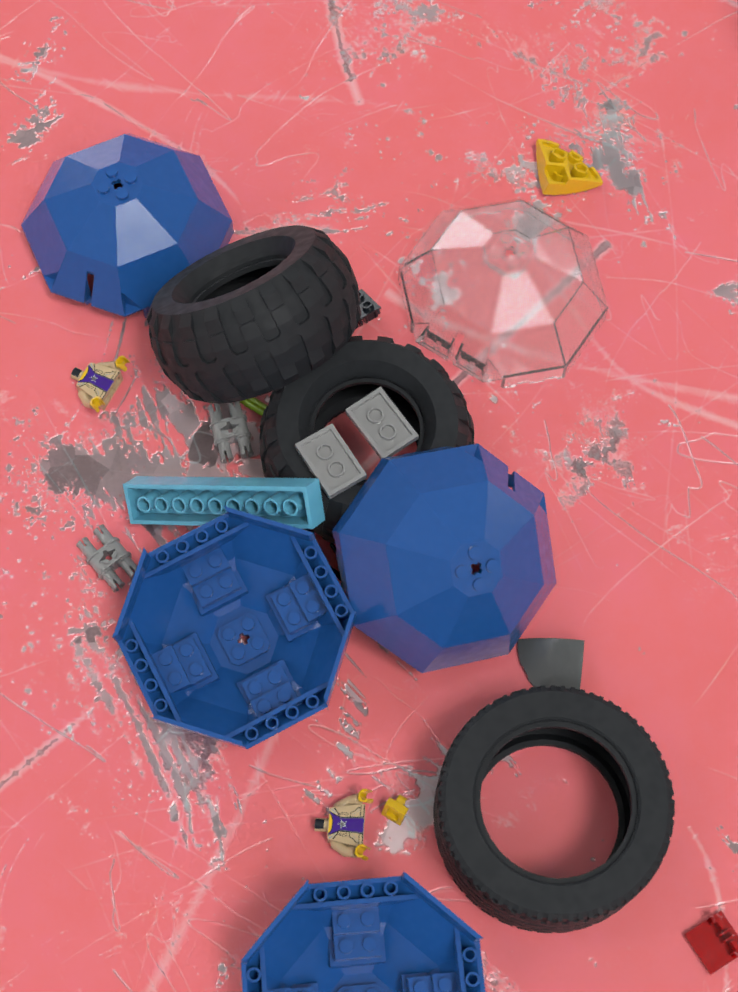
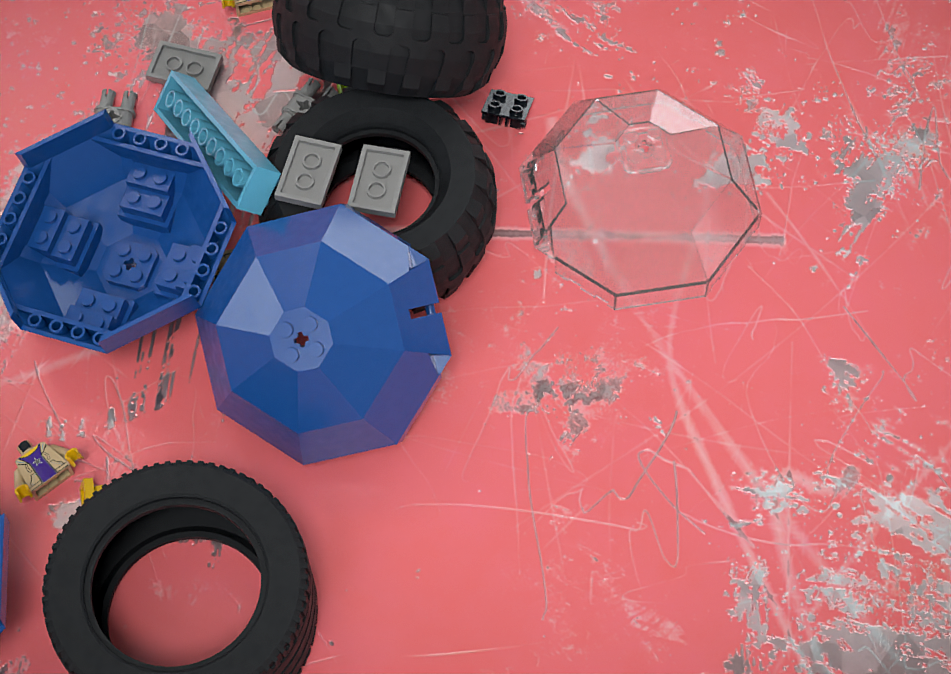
camera: 50 degrees right, 5 degrees down
(105, 478) = (186, 60): none -> light grey plate
(552, 661) = (331, 515): dark grey brick -> none
(563, 171) = (813, 149): yellow brick -> none

